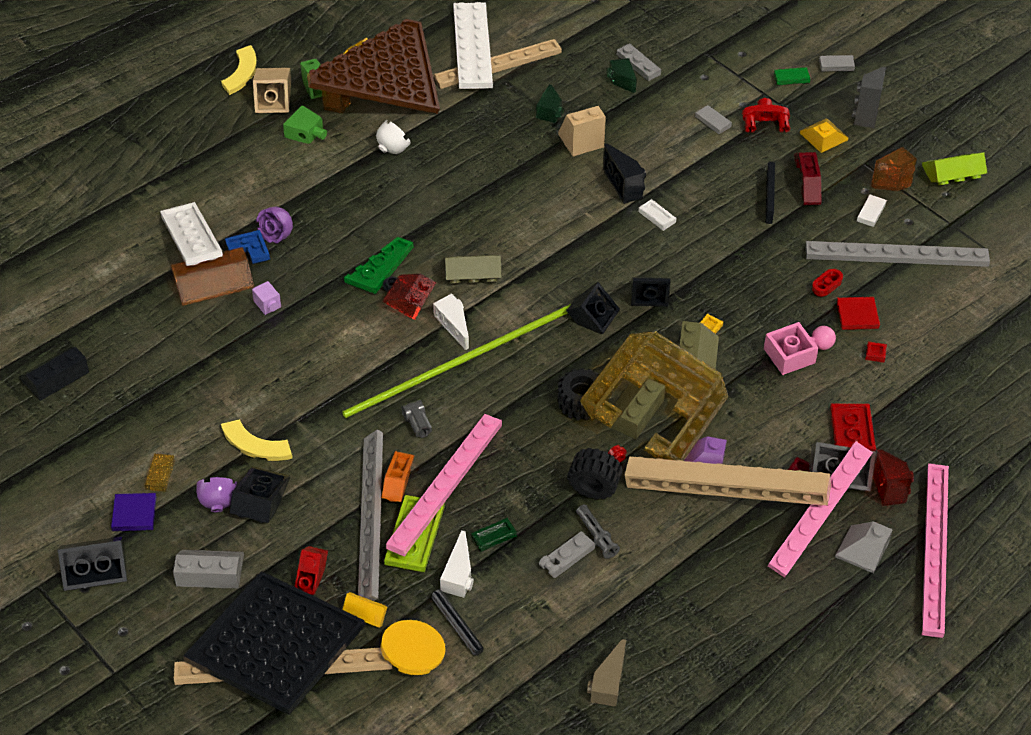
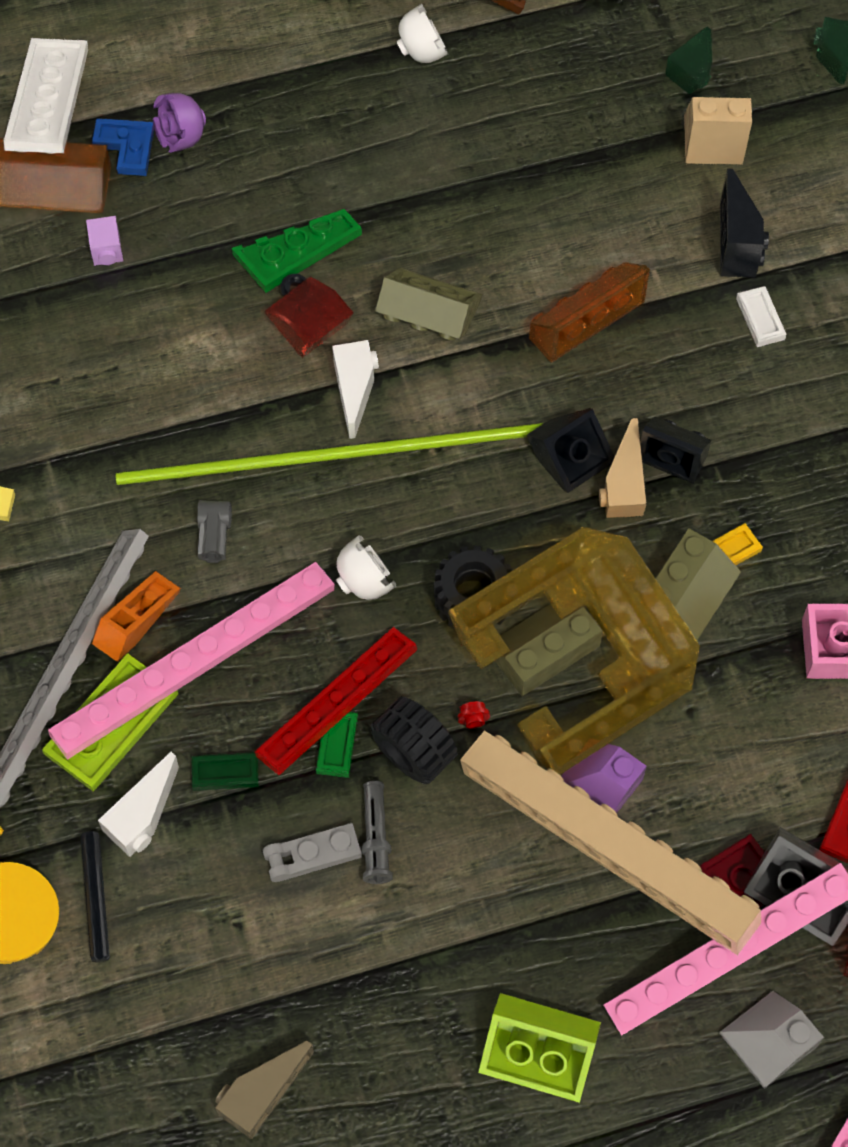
camera: 25 degrees right, 15 degrees up
(515, 406) = (362, 571): none -> white cylinder
(536, 476) = (335, 701): none -> red tile
(548, 498) = (337, 747): none -> green tile
(564, 240) = (589, 310): none -> clear orange slope
(633, 315) = (624, 483): none -> tan slope
(747, 597) = (539, 1047): none -> lime slope

